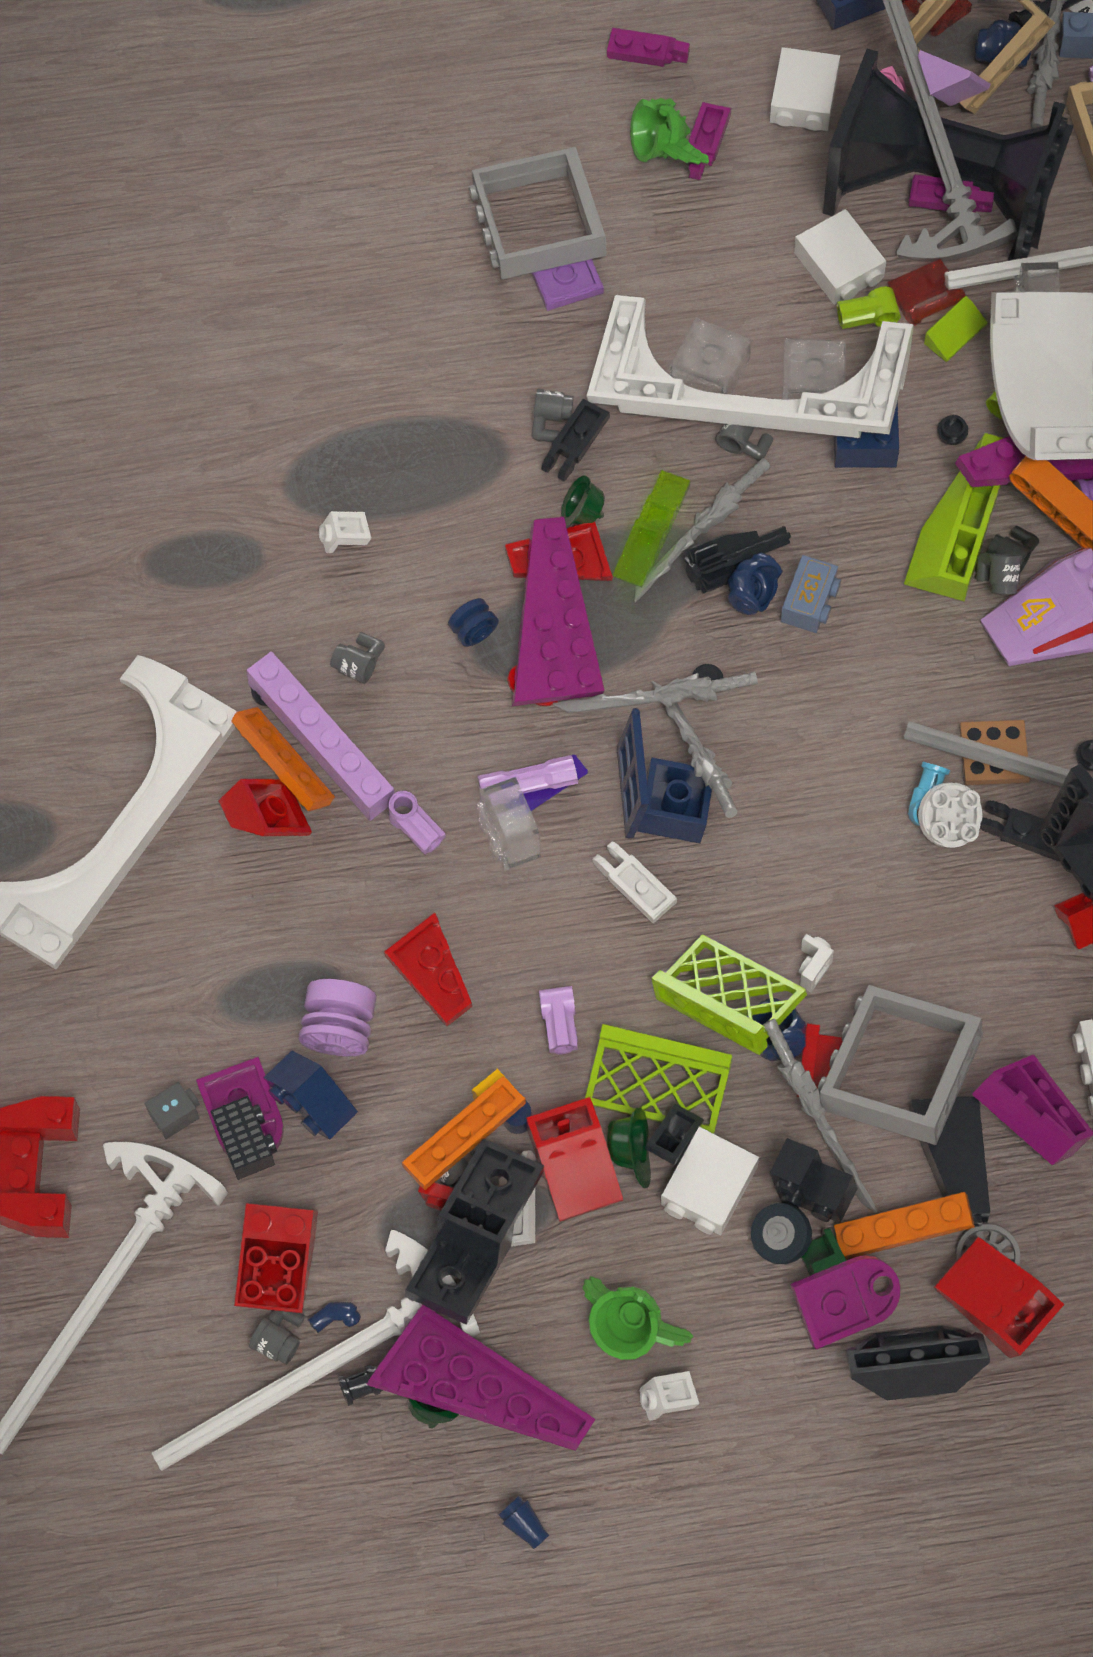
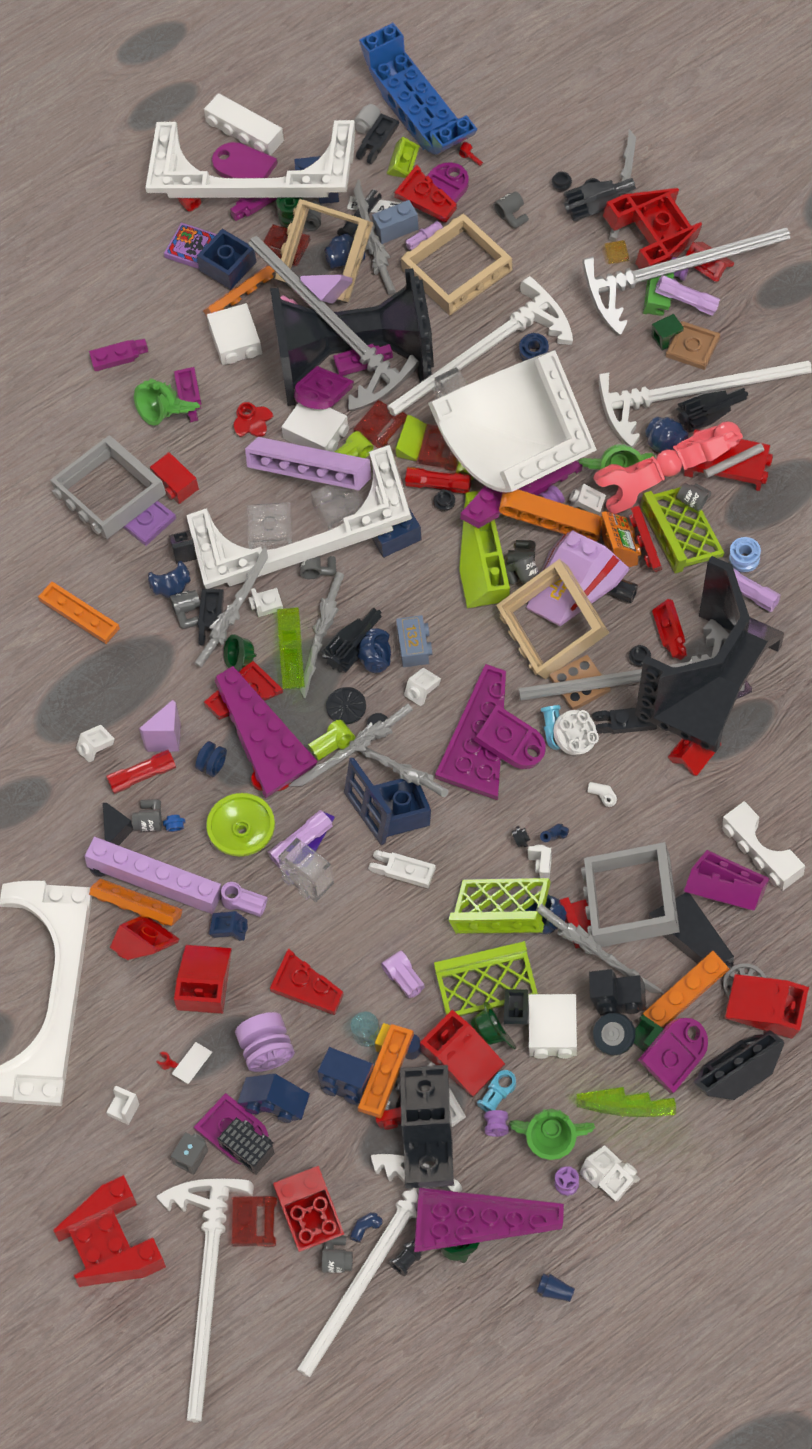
camera: 25 degrees left, 5 degrees down
(126, 1009) = (123, 1105): none -> white panel
(193, 1232) = (245, 1221): none -> clear red plate
(213, 983) = (169, 1063): none -> red hand
(239, 997) = (192, 1062): none -> white sticker
(309, 650) = (116, 825): none -> black slope
(309, 897) = (203, 979): none -> red slope
(355, 595) = (154, 766): none -> red axle
(379, 845) = (228, 924): none -> dark blue bracket
(384, 682) = (174, 823): none -> blue plate
(409, 1110) = (344, 1075): none -> dark blue brick
(416, 356) = (79, 612): none -> orange plate
(434, 556) = (162, 730): none -> lavender slope
(458, 708) = (238, 813): none -> lime dish
(472, 1063) = (365, 1028): none -> clear light blue piece
(547, 372) = (171, 582): none -> dark blue hair
(568, 1271) = (496, 1123): none -> medium lavender wheel
(588, 333) = (183, 546): none -> black slope
(591, 452) = (227, 618): none -> light grey sword
(591, 1231) = (496, 1092): none -> medium azure connector
(616, 1385) = (567, 1175): none -> medium lavender wheel
(627, 240) = (176, 478): none -> red brick
(645, 671) = (336, 737): none -> lime piece
(653, 453) = (265, 602): none -> white bracket
(680, 636) = (346, 705): none -> black wheel
(683, 1426) = (619, 1180): none -> white bracket
(734, 1324) = (616, 1103): none -> clear neon green slope
(766, 214) = (253, 422): none -> red plate
(788, 656) = (420, 685): none -> white bracket
(801, 300) = (308, 463): none -> lavender brick
(806, 916) = (521, 836): none -> black plate
(814, 770) = (466, 761): none -> magenta wing
(831, 39) = (247, 286): none -> orange plate
(851, 932) = (553, 833): none -> dark blue arm
(862, 781) = (510, 739): none -> magenta tile
(876, 211) = (321, 388): none -> magenta tile
(939, 387) = (422, 478): none -> red axle
(946, 912) = (605, 793): none -> white arm
(973, 358) = (433, 448): none -> clear red plate
(997, 599) = (530, 590): none -> tan window

